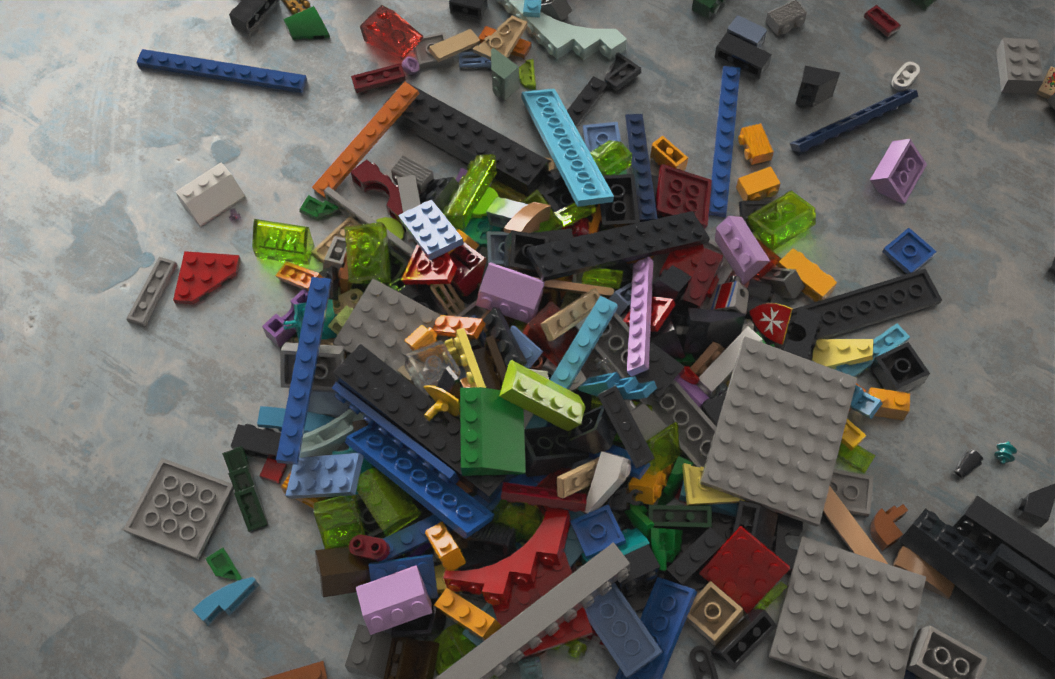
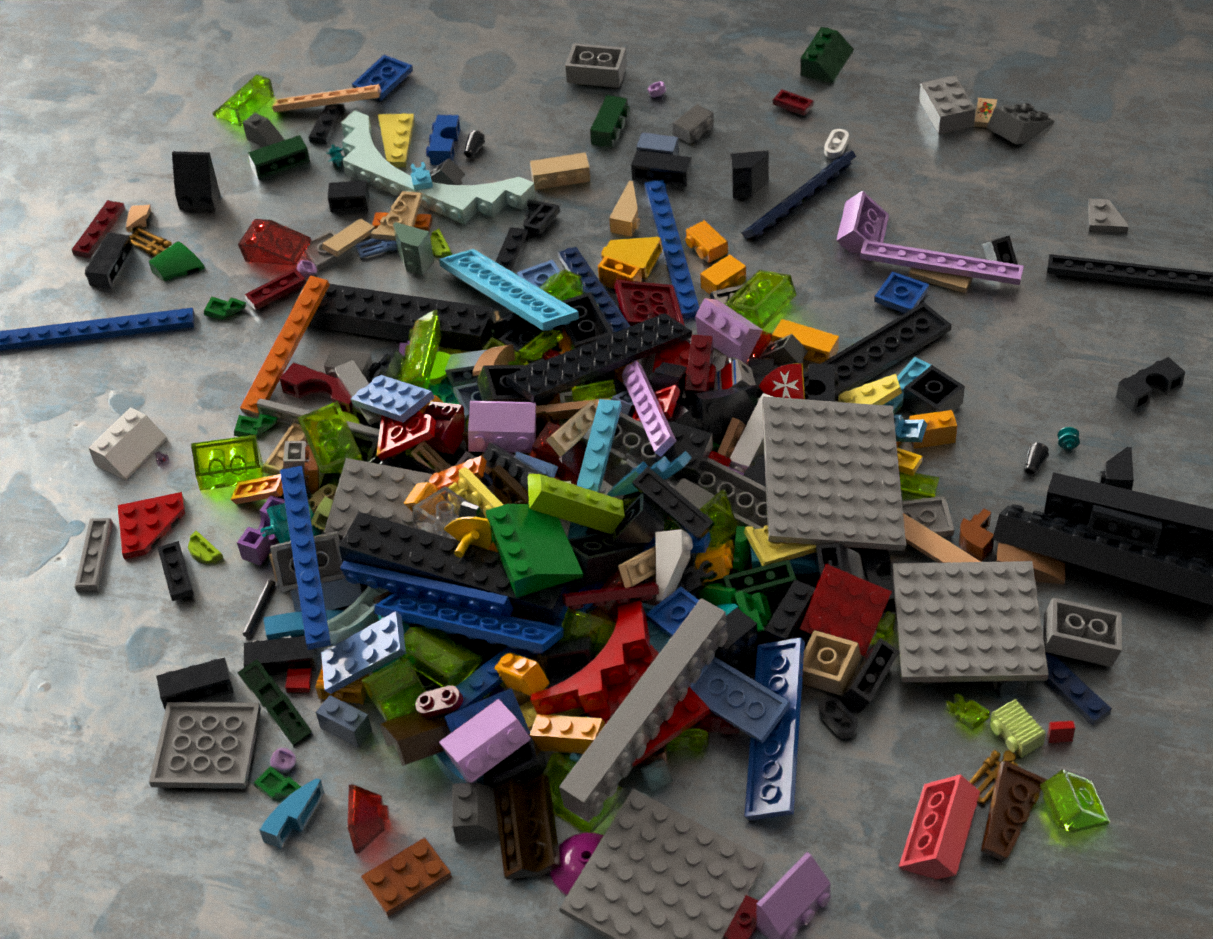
camera: 15 degrees left, 15 degrees down
(189, 446) = (195, 682): none -> black brick
(209, 331) = (175, 571): none -> black plate
(235, 545) = (283, 760): none -> lavender tile
(237, 316) = (202, 549): none -> lime tile
(263, 390) = (256, 614): none -> black bar
(279, 627) = (365, 816): none -> clear red slope
(294, 526) = (344, 721): none -> sand blue brick
(330, 83) = (222, 309): none -> green slope
(654, 31) = (560, 171): none -> tan brick
(688, 138) = (635, 251): none -> yellow slope
(694, 96) = (624, 217): none -> tan slope
(950, 244) = (946, 280): none -> tan tile
(956, 233) = (942, 262): none -> lavender plate
(1012, 243) = (1000, 250): none -> black slope

